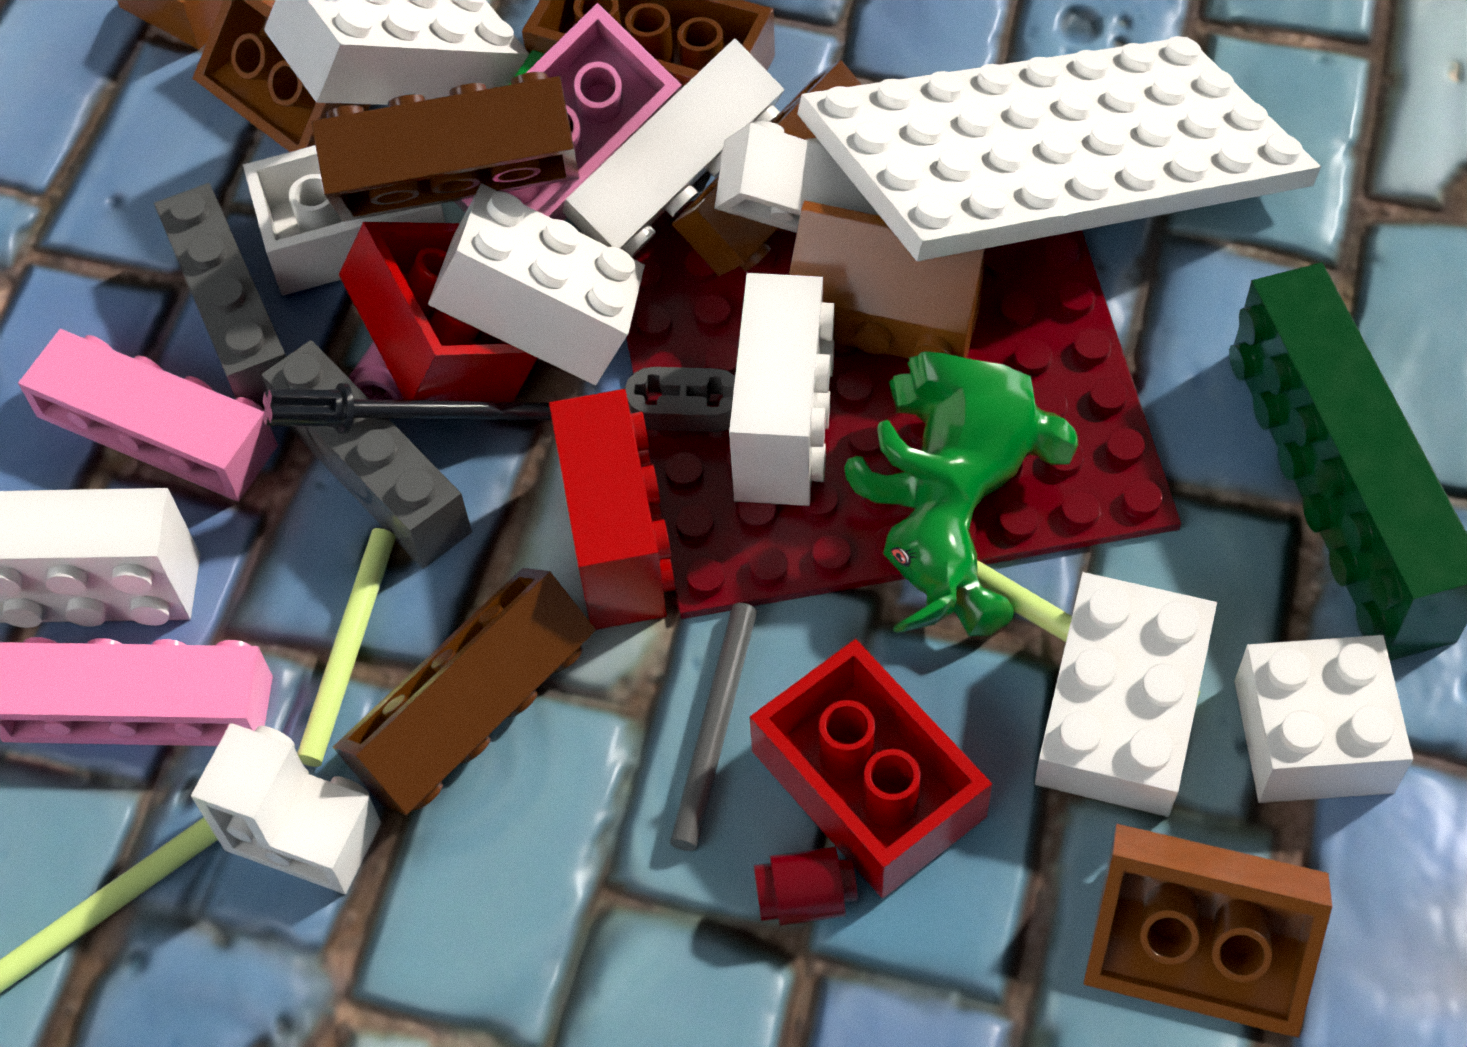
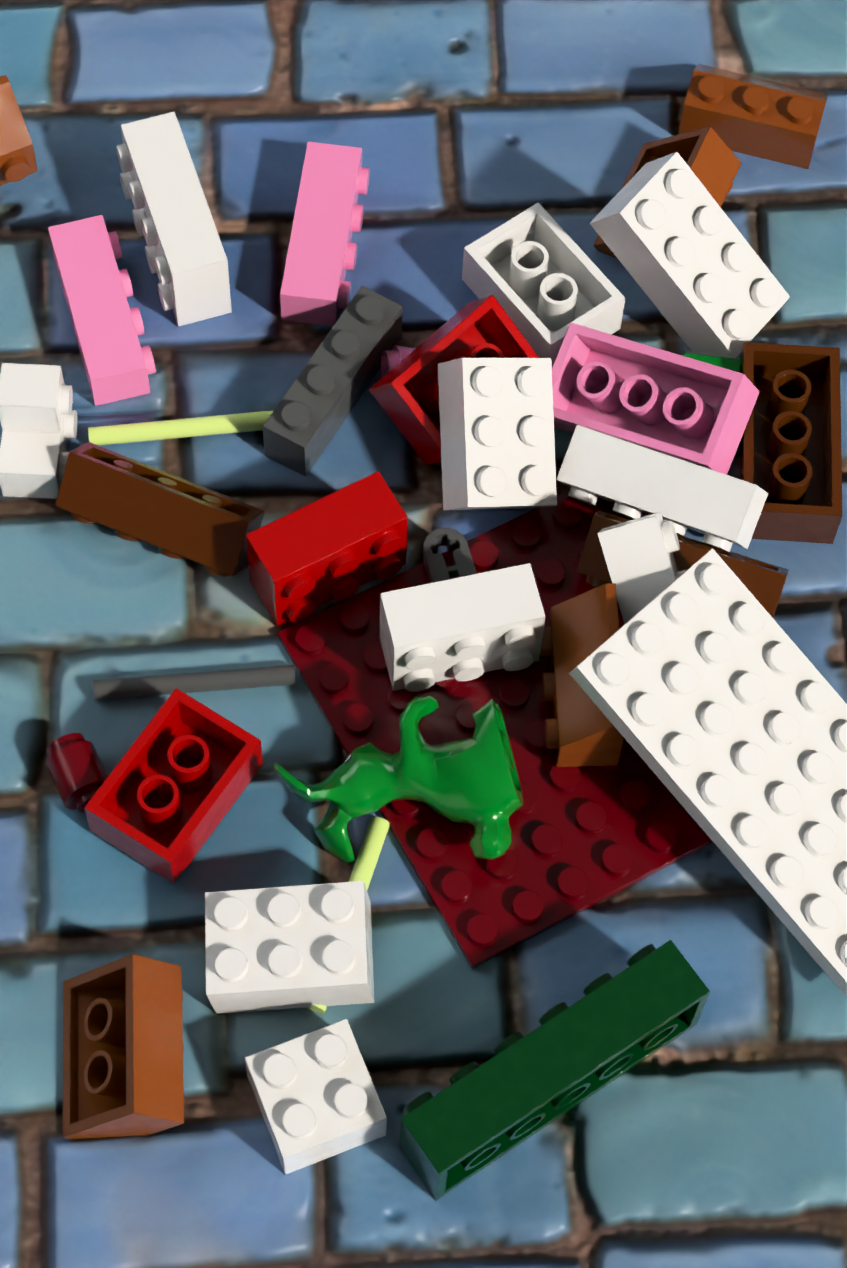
camera: 65 degrees right, 5 degrees up
(222, 289) = (435, 239): dark grey brick -> none
(338, 408) = (332, 338): black piece -> none
(445, 146) = (565, 321): reddish brown brick -> none

